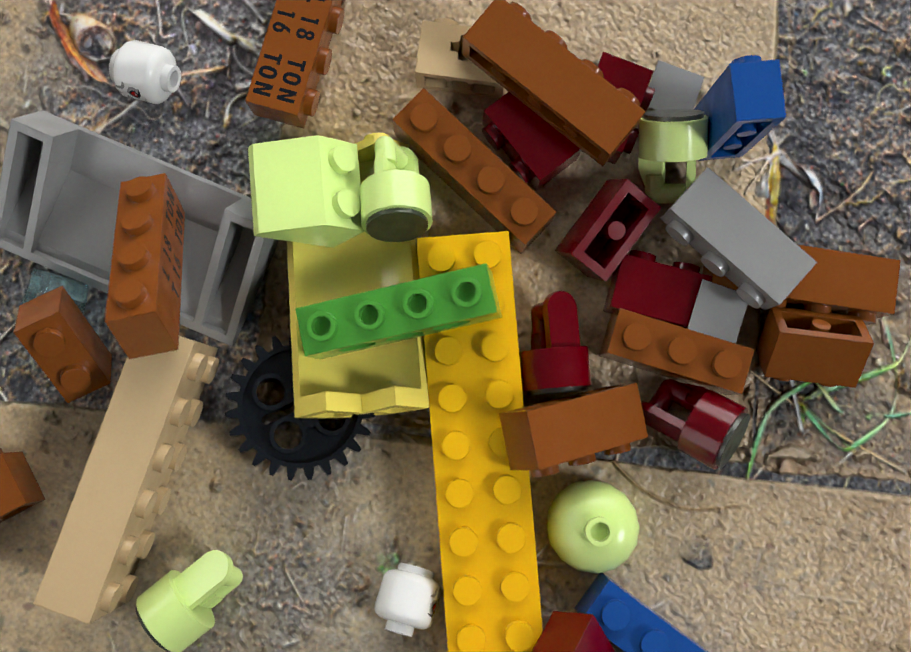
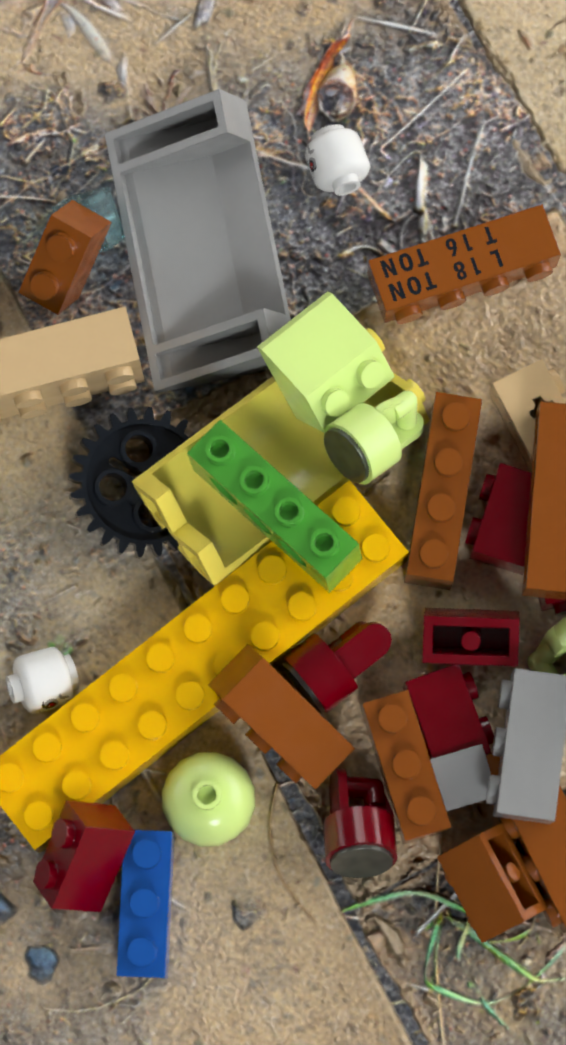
camera: 60 degrees right, 5 degrees down
(146, 267) = (175, 279): dark orange brick -> none

